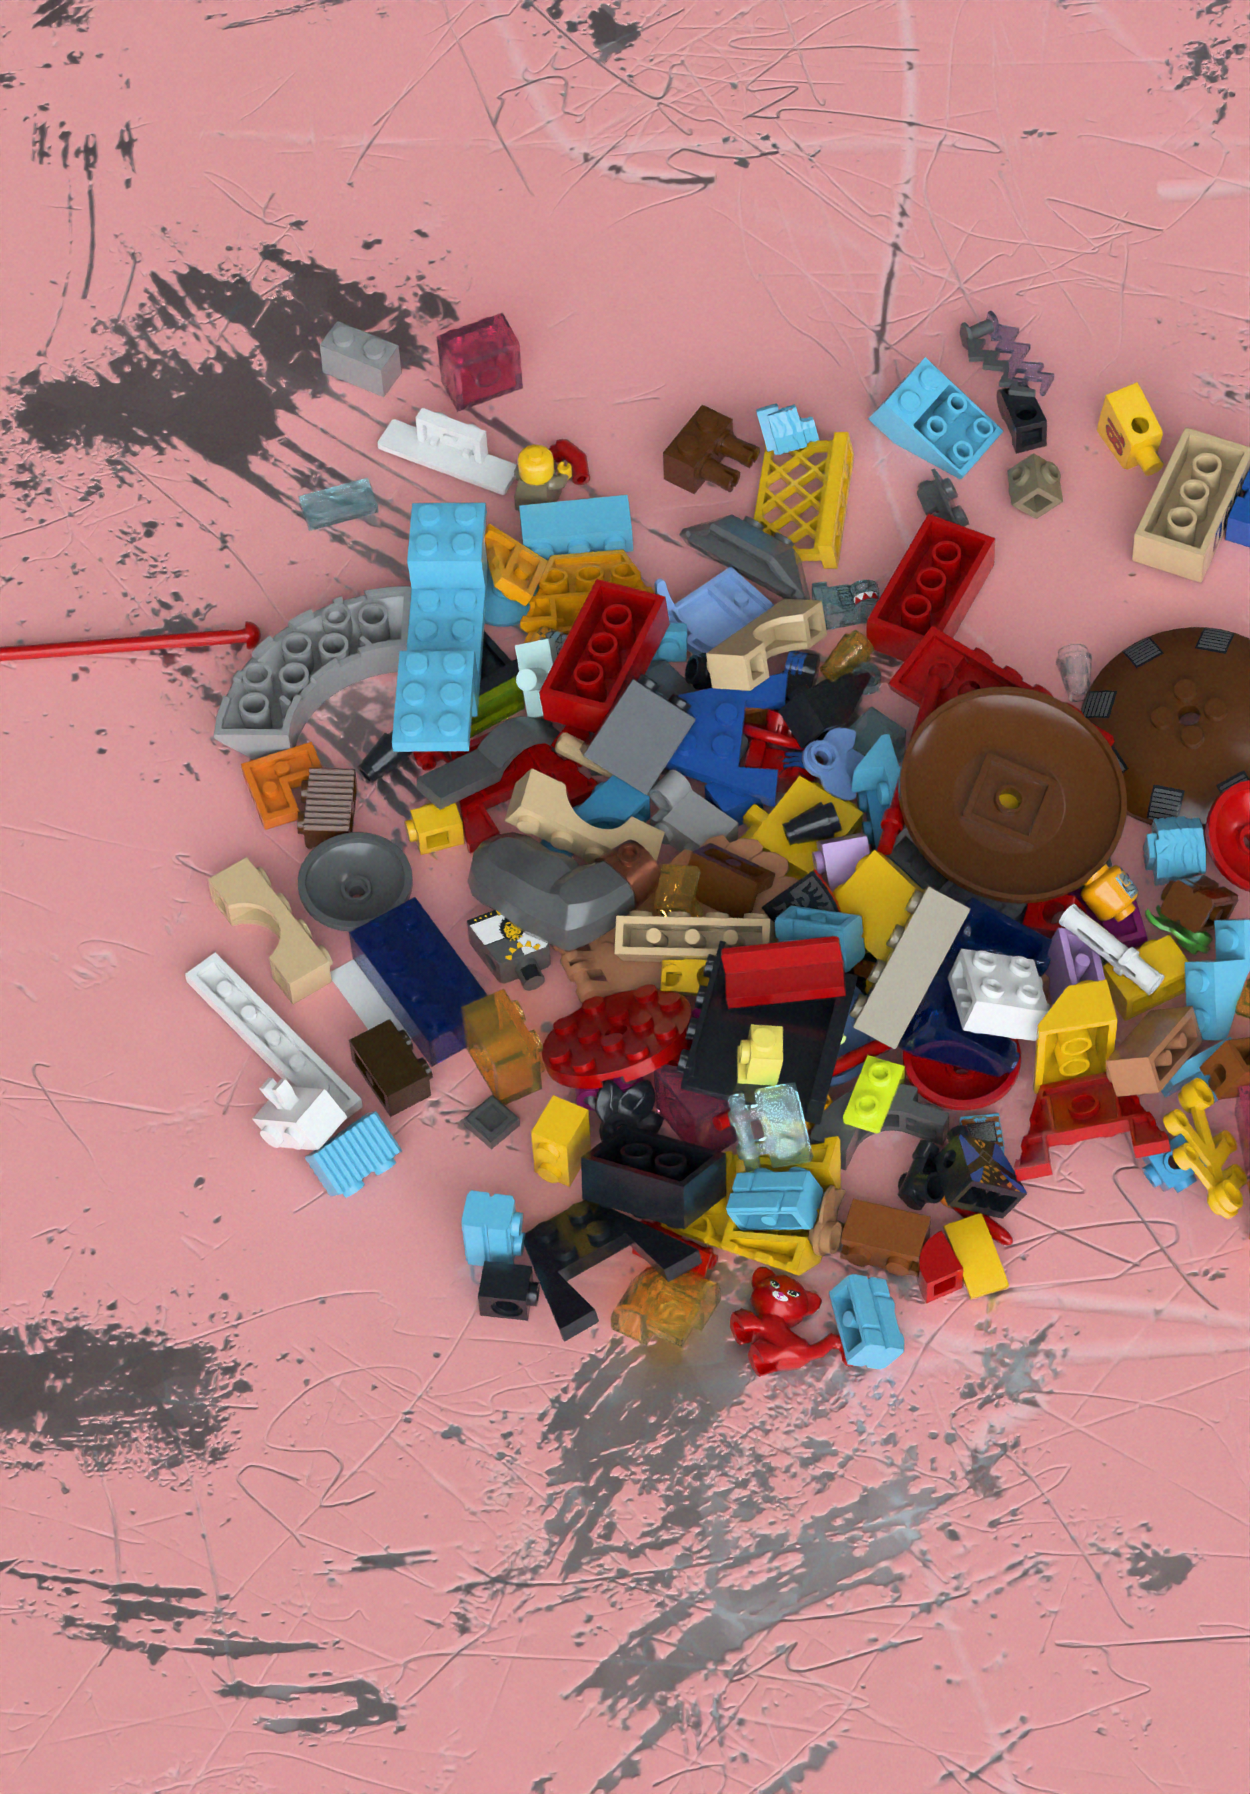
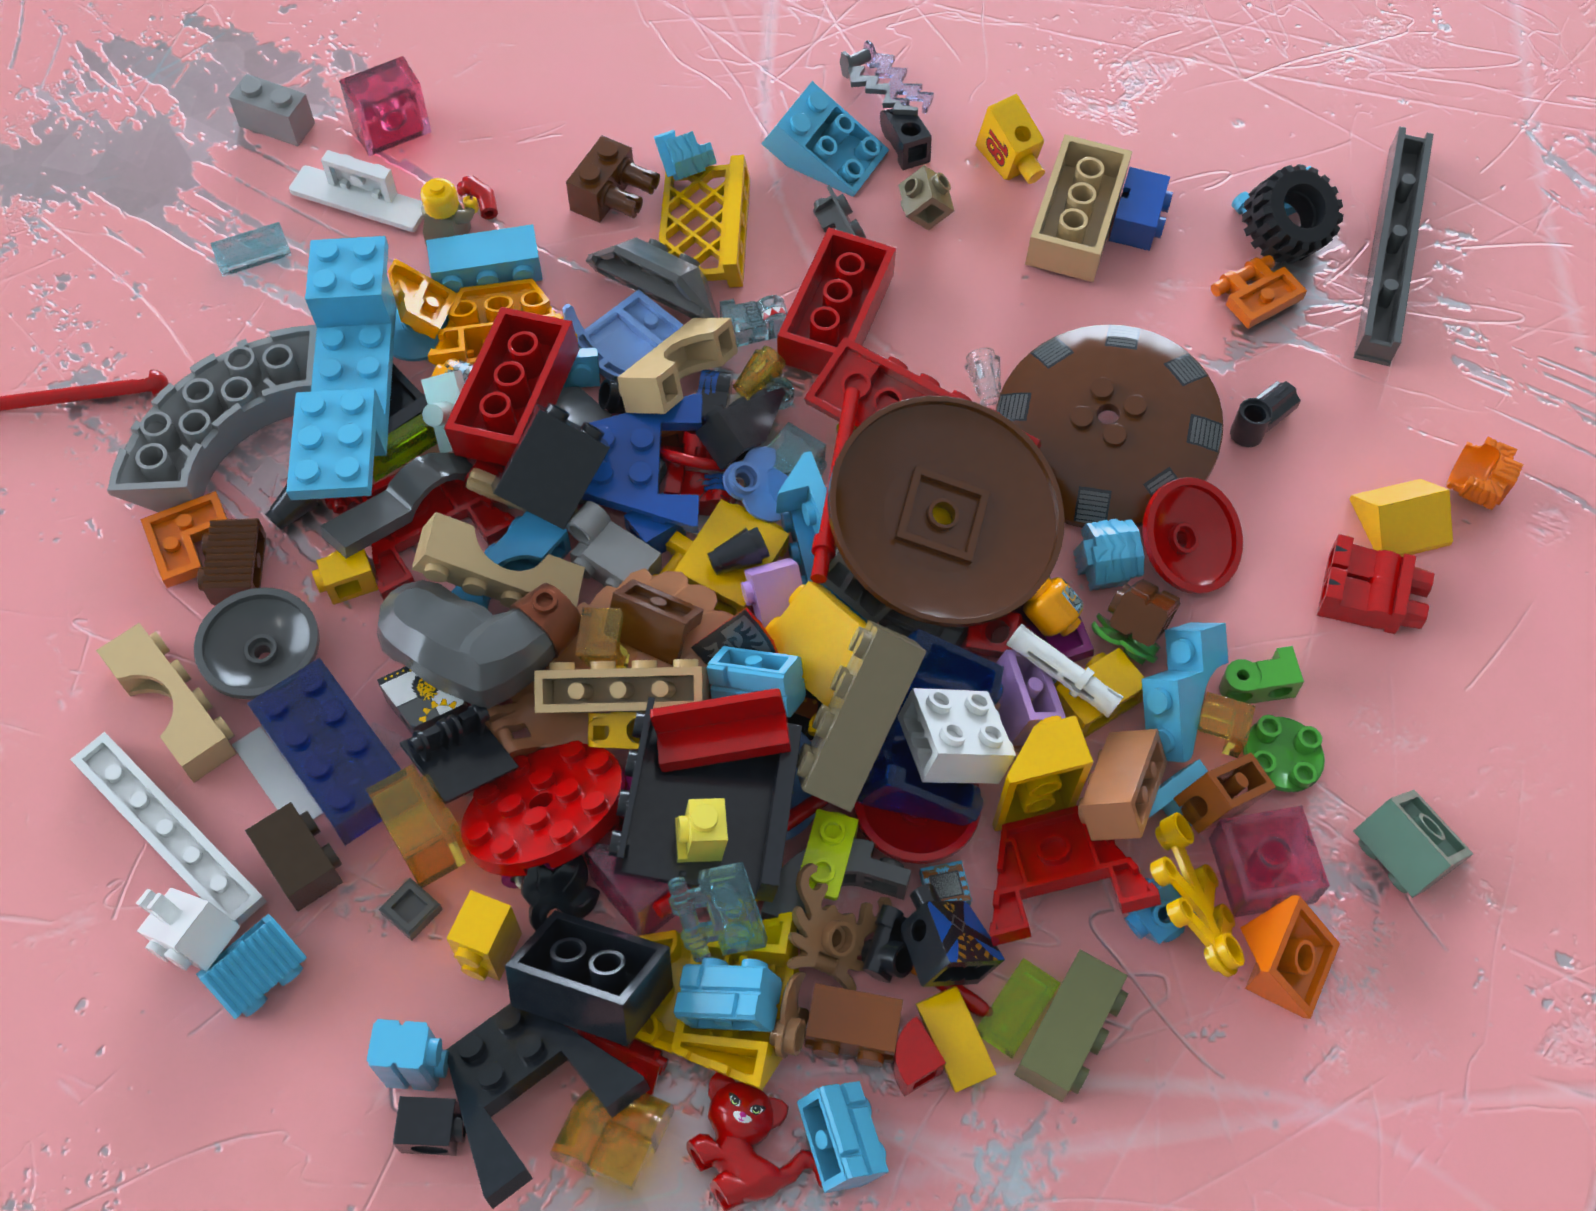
camera: 10 degrees left, 5 degrees up
(543, 986) = (459, 753): none -> black hinge
(865, 1162) = (825, 936): none -> medium nougat animal
(1036, 1238) = (1017, 1008): none -> clear neon green tile
(1082, 1253) = (1073, 1027): none -> olive brick

